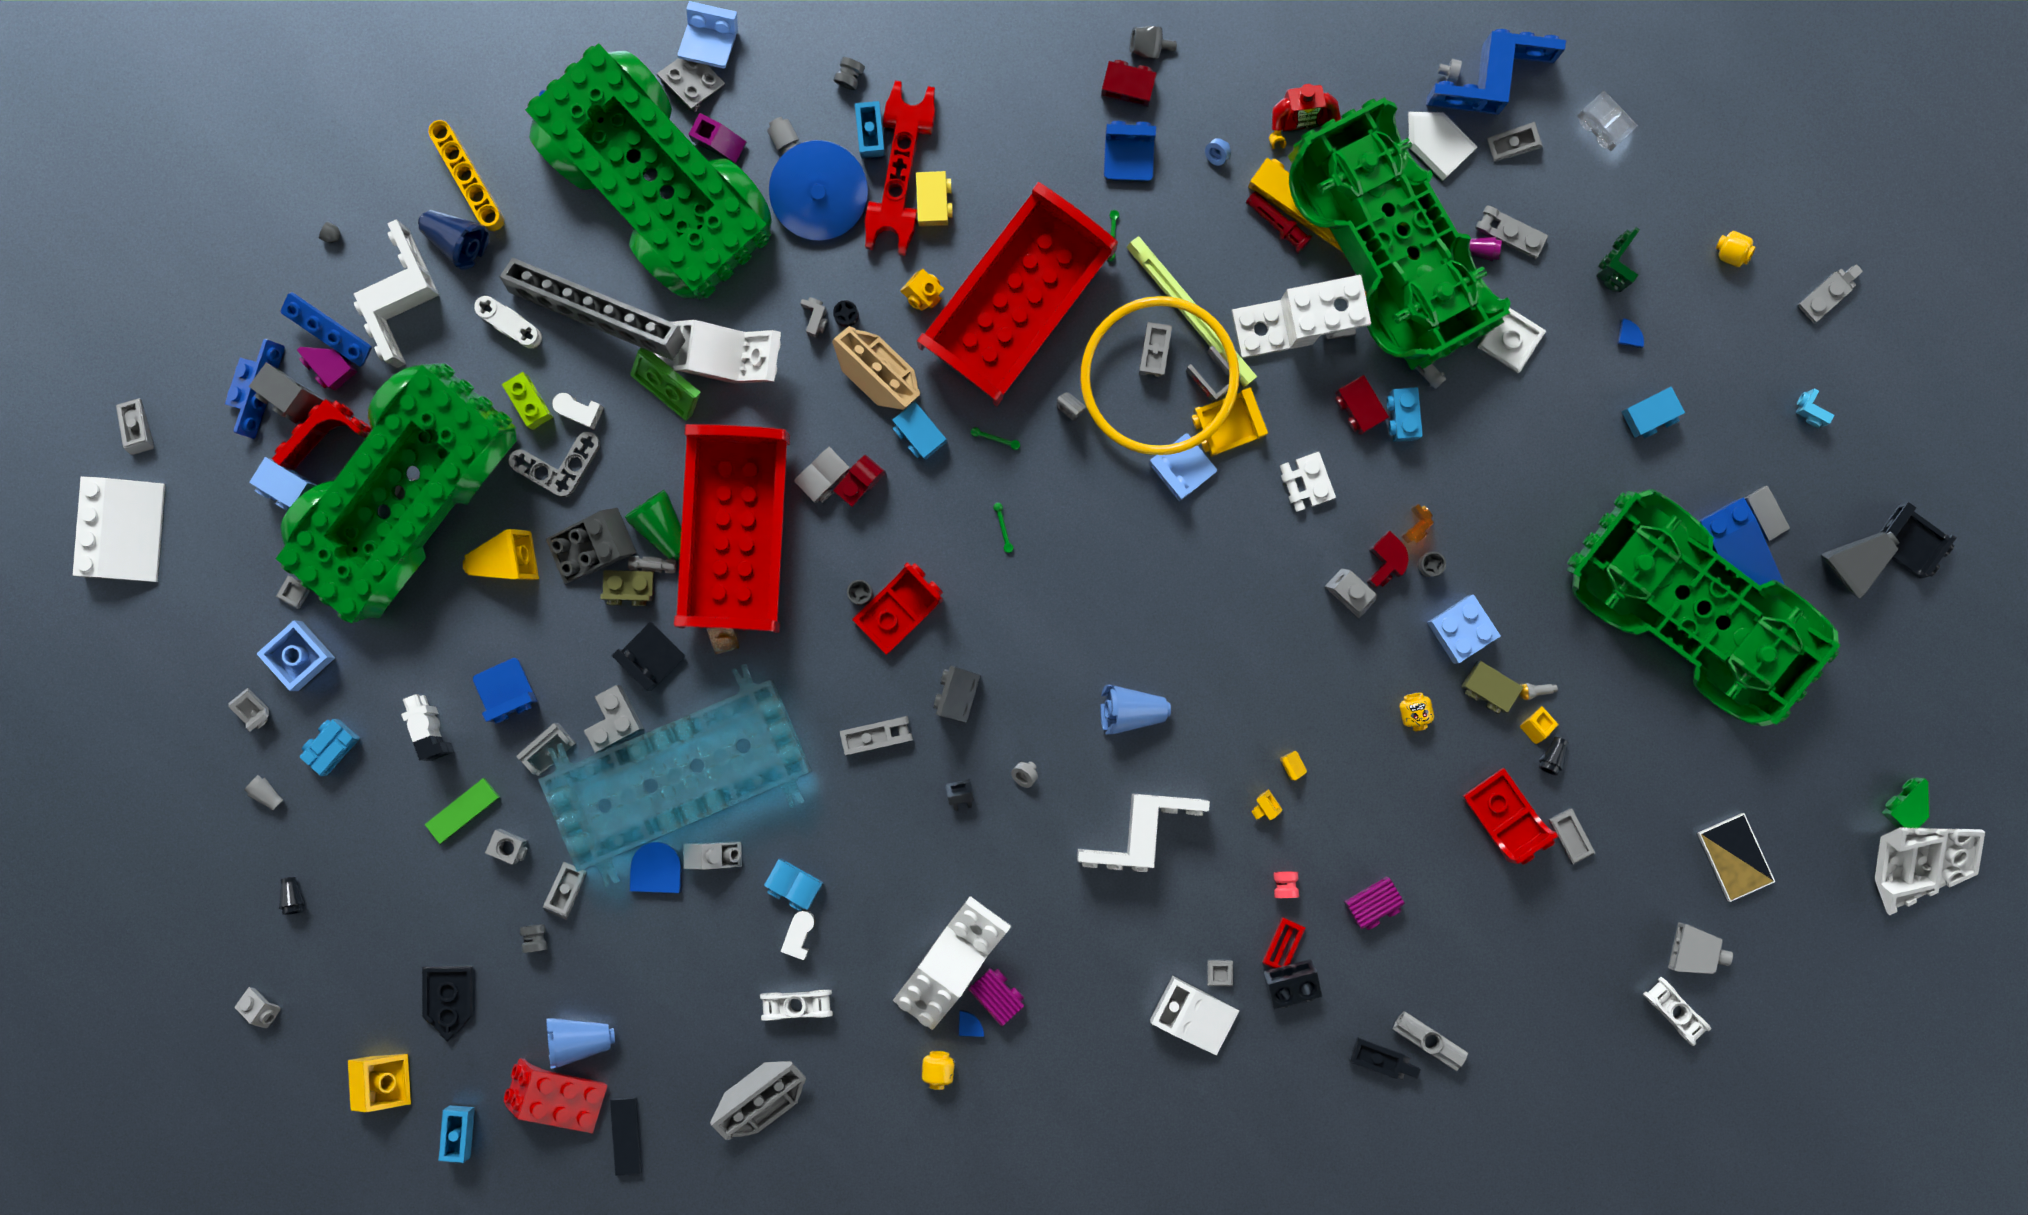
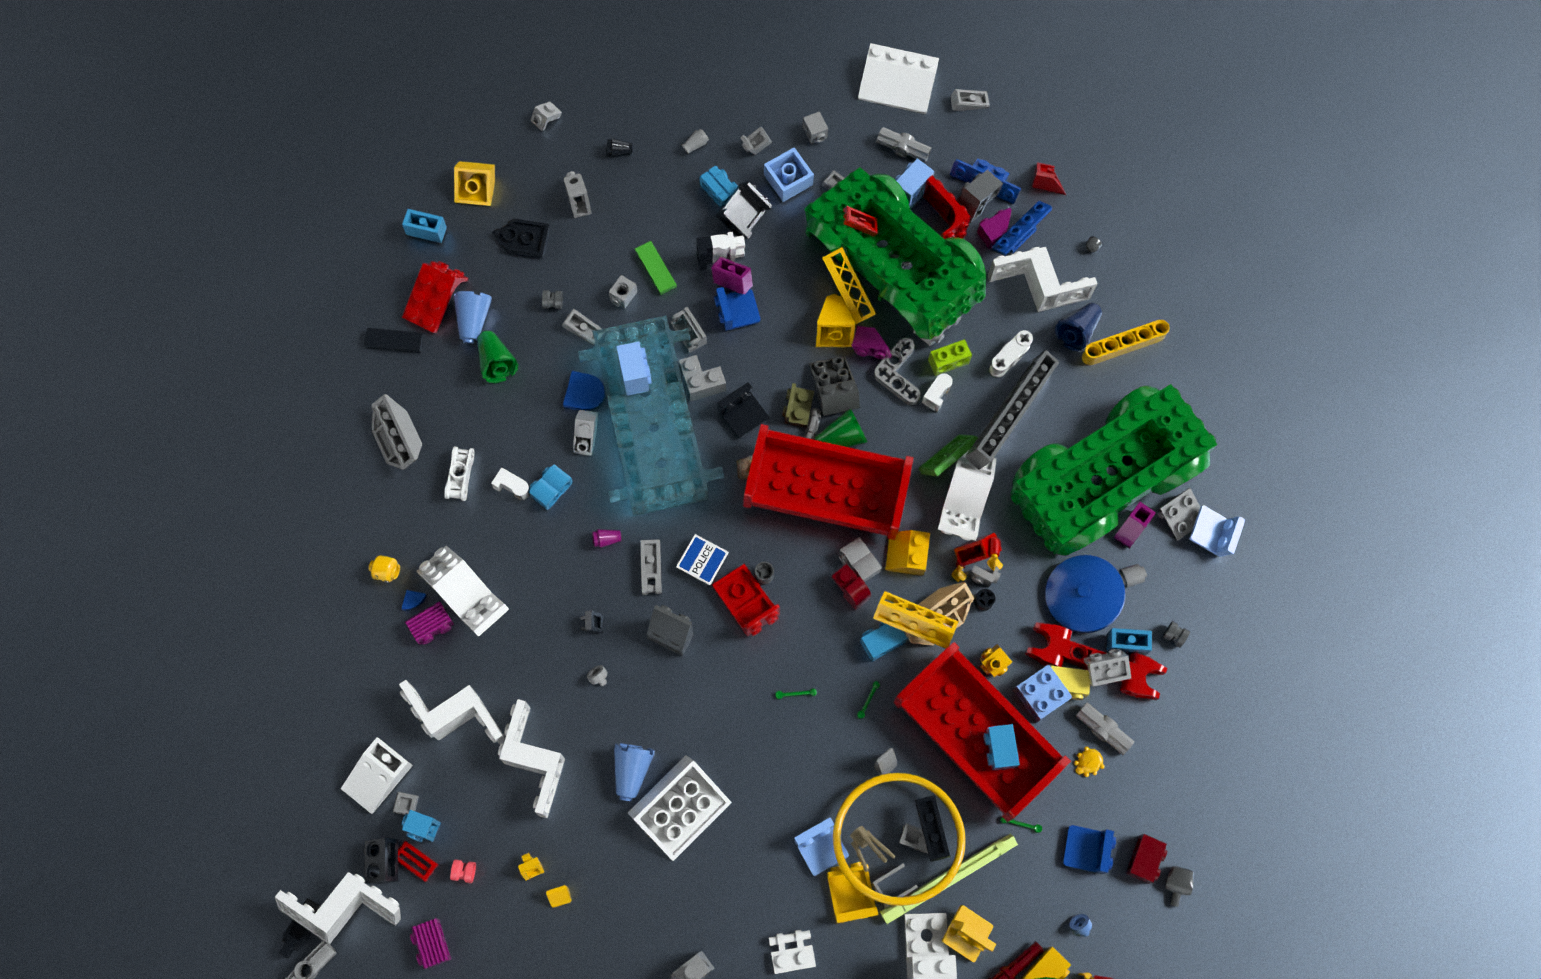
camera: 95 degrees right, 15 degrees down
(215, 631) = (815, 127): none -> light grey brick
(221, 506) = (903, 144): none -> light grey piece
(239, 306) = (1046, 179): none -> red slope
(360, 707) = (743, 209): none -> panel
(363, 542) = (851, 219): none -> red tile
(373, 938) = (574, 188): none -> light grey torso
(456, 550) = (843, 288): none -> yellow fence
(460, 704) = (732, 275): none -> magenta brick
(525, 509) = (870, 343): none -> magenta slope
(625, 805) = (634, 368): none -> light blue brick
(630, 995) = (495, 358): none -> green cone
(784, 318) = (975, 551): none -> red torso
(802, 416) = (908, 552): none -> yellow slope
(848, 801) = (605, 537): none -> magenta cone
(856, 672) = (702, 559): none -> piece
(897, 392) = (914, 621): none -> yellow fence
(909, 151) = (1108, 667): none -> light grey bracket
(953, 227) = (1042, 693): none -> light blue bracket
(981, 148) = (1105, 728): none -> light grey piece
(1024, 163) = (1089, 762): none -> yellow piece
(1032, 268) = (1001, 747): none -> dark azure brick
(1105, 940) = (451, 713): none -> white bracket
(1142, 337) = (932, 828): none -> black tile
(1166, 644) = (679, 807): none -> white slope
(1169, 417) = (863, 838): none -> dark tan plant
(1246, 947) = (420, 826): none -> dark azure brick
(1252, 279) = (968, 934): none -> yellow bracket
(1356, 1018) = (339, 907): none -> white bracket

